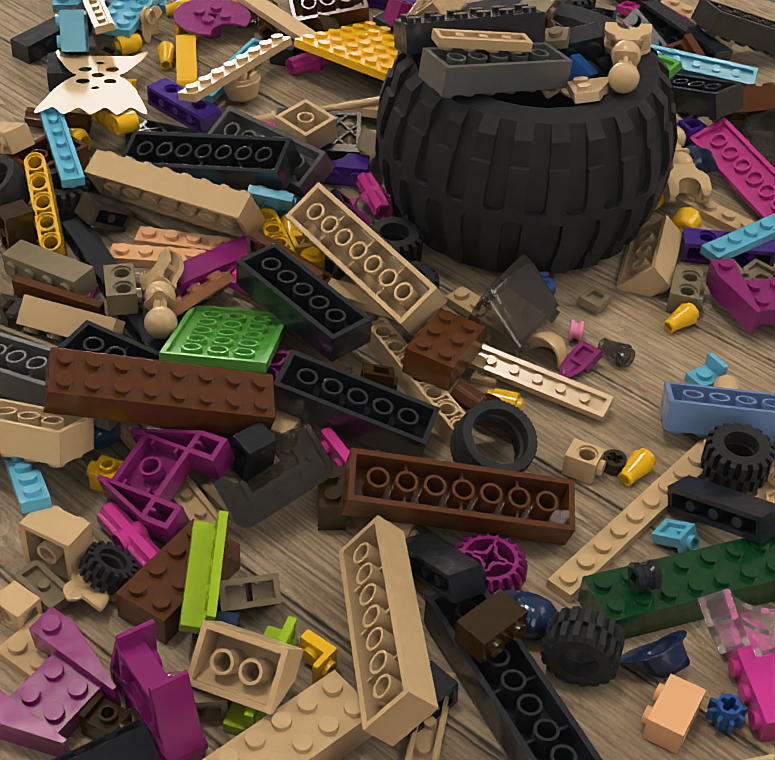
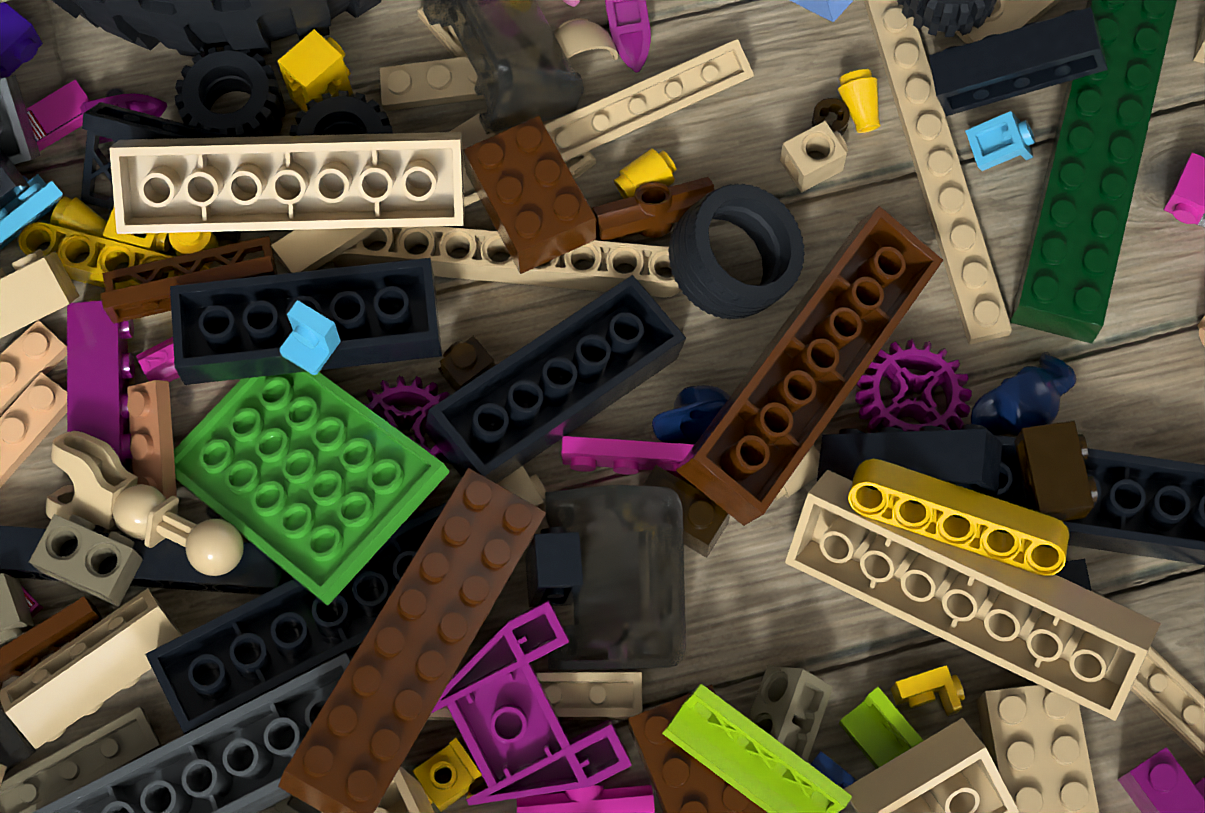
camera: 50 degrees left, 30 degrees up
(288, 290) = (311, 340): none -> medium azure bracket
(374, 195) = (93, 52): dark pink piece -> none
(380, 374) = (497, 312): dark brown brick -> none
(422, 586) = (981, 515): none -> yellow beam
(436, 253) = (314, 69): none -> yellow brick
(582, 646) = (1121, 381): black tyre -> none
(644, 575) = (1084, 241): black wheel -> none
(661, 656) = (1157, 300): dark blue piece -> none

